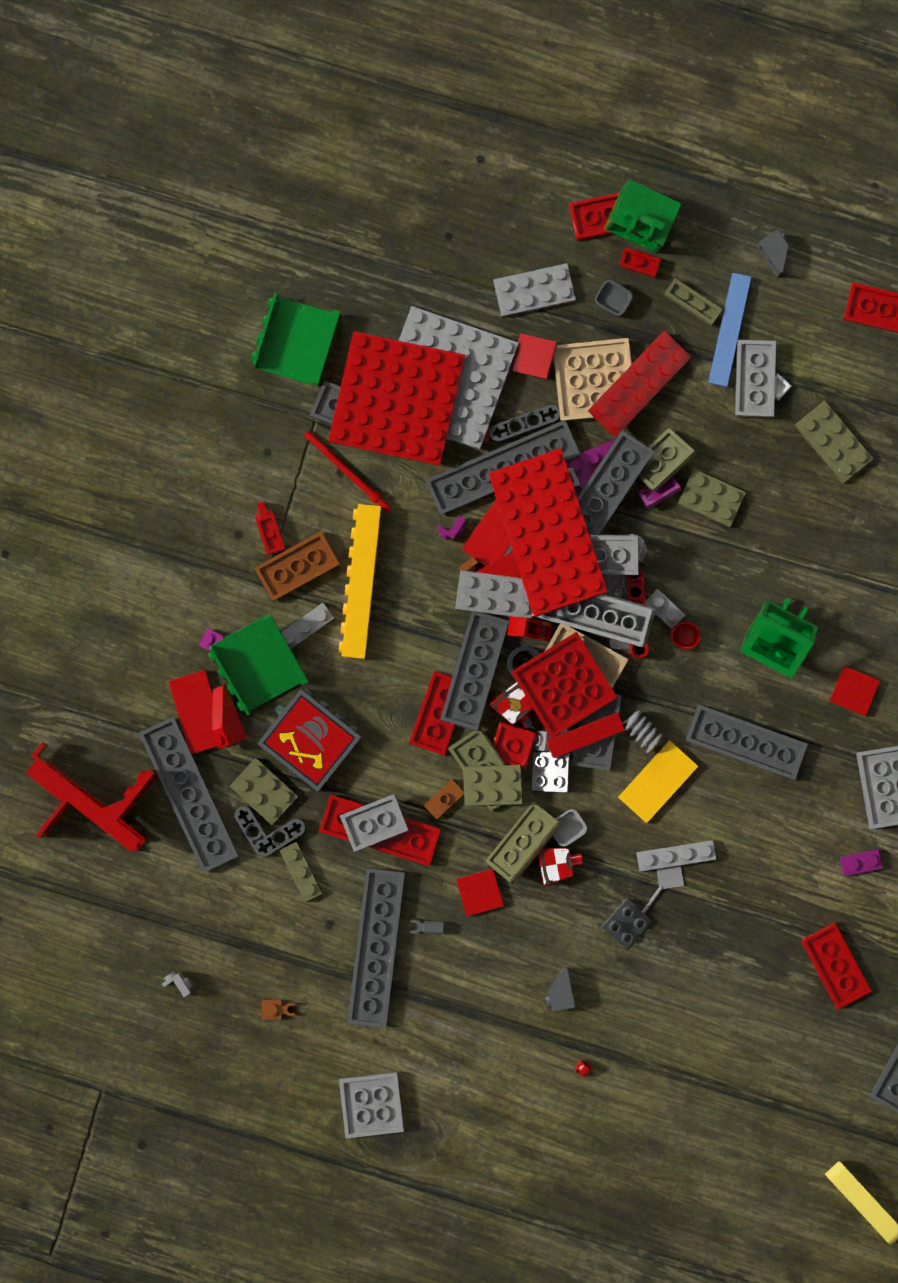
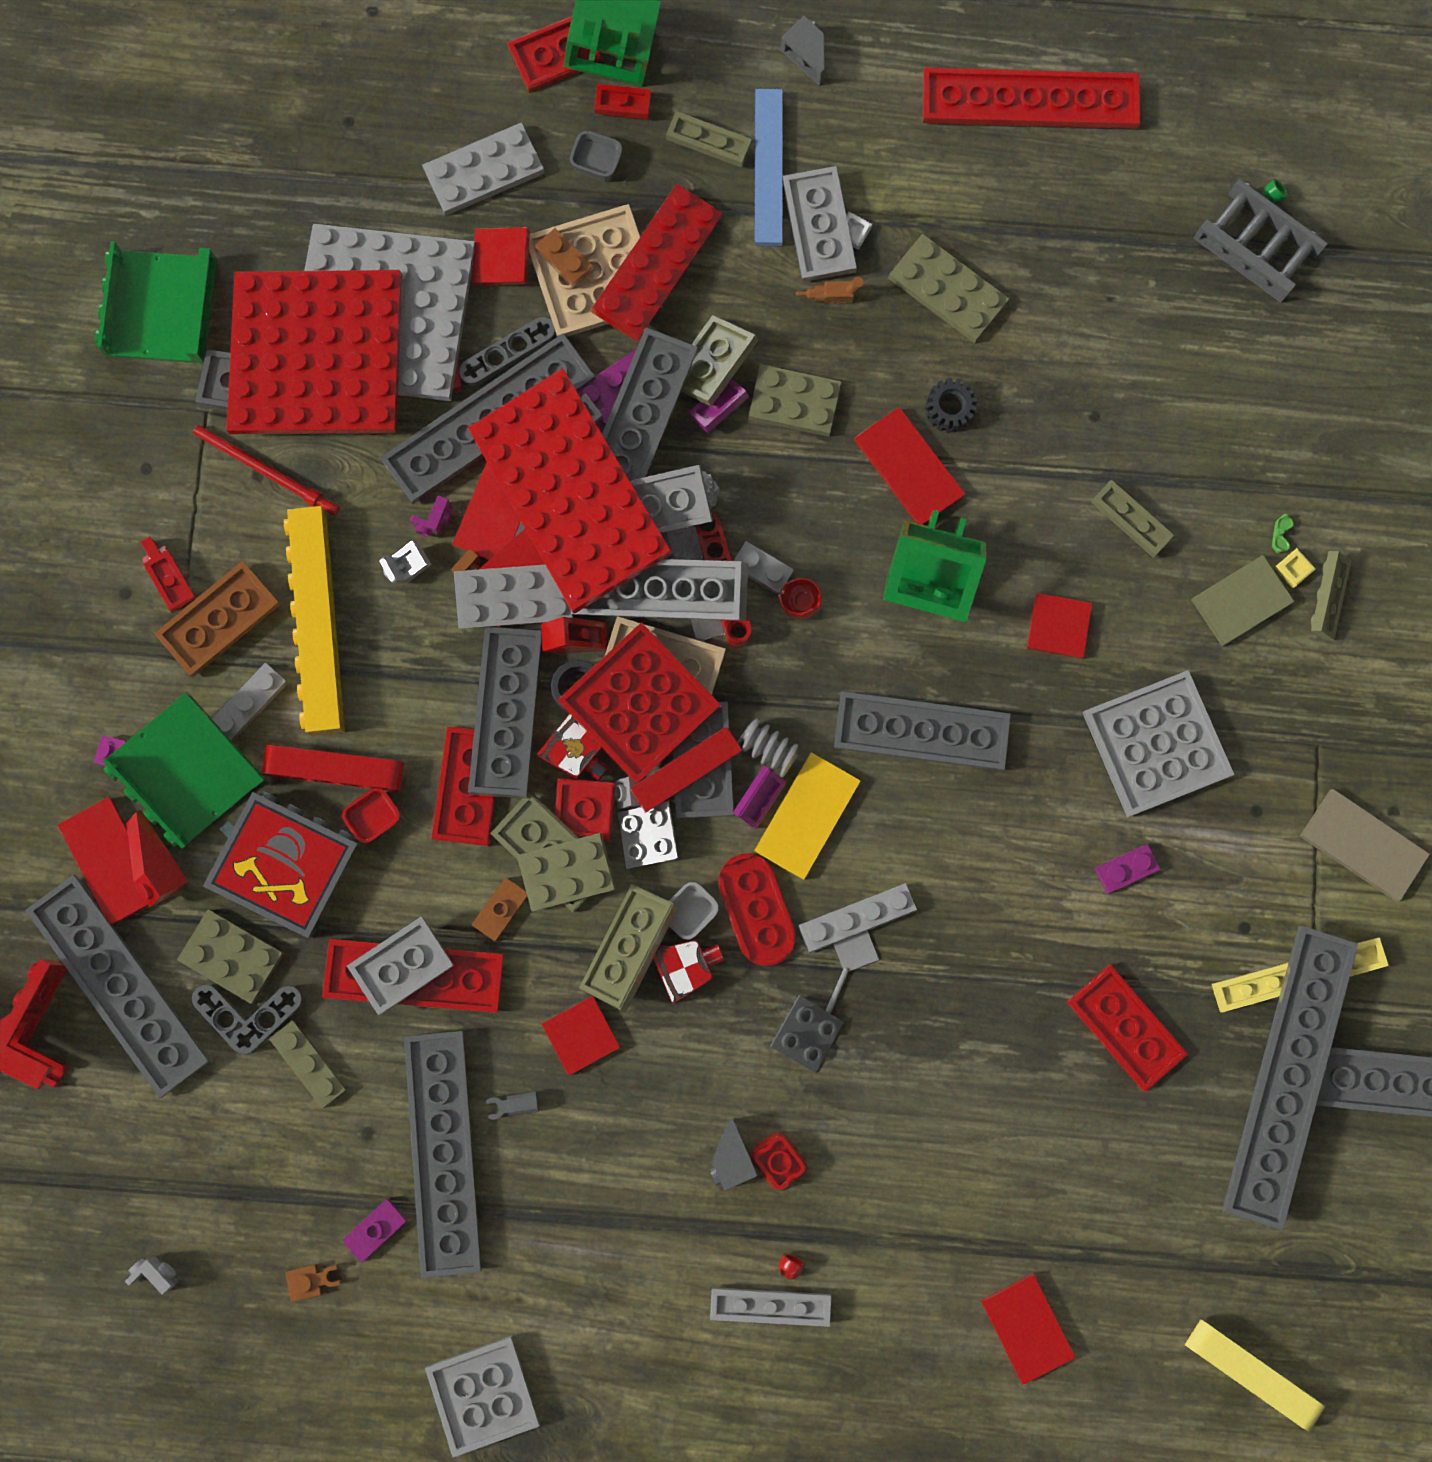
camera: 20 degrees left, 5 degrees down
(323, 986) = (374, 1230): none -> magenta plate
(353, 683) = (332, 768): none -> red beam
(373, 719) = (370, 815): none -> red piece
(428, 555) = (405, 563): none -> light grey bracket
(565, 1091) = (770, 1307): none -> light grey plate
(576, 367) = (563, 257): none -> dark orange plate
(590, 1000) = (778, 1161): none -> red piece
(611, 835) = (756, 909): none -> red tile
(629, 763) = (759, 797): none -> magenta plate
(726, 1141) = (1027, 1329): none -> red tile
(754, 428) = (834, 291): none -> dark orange piece
(778, 560) = (909, 466): none -> red tile
(806, 530) = (946, 420): none -> black tyre

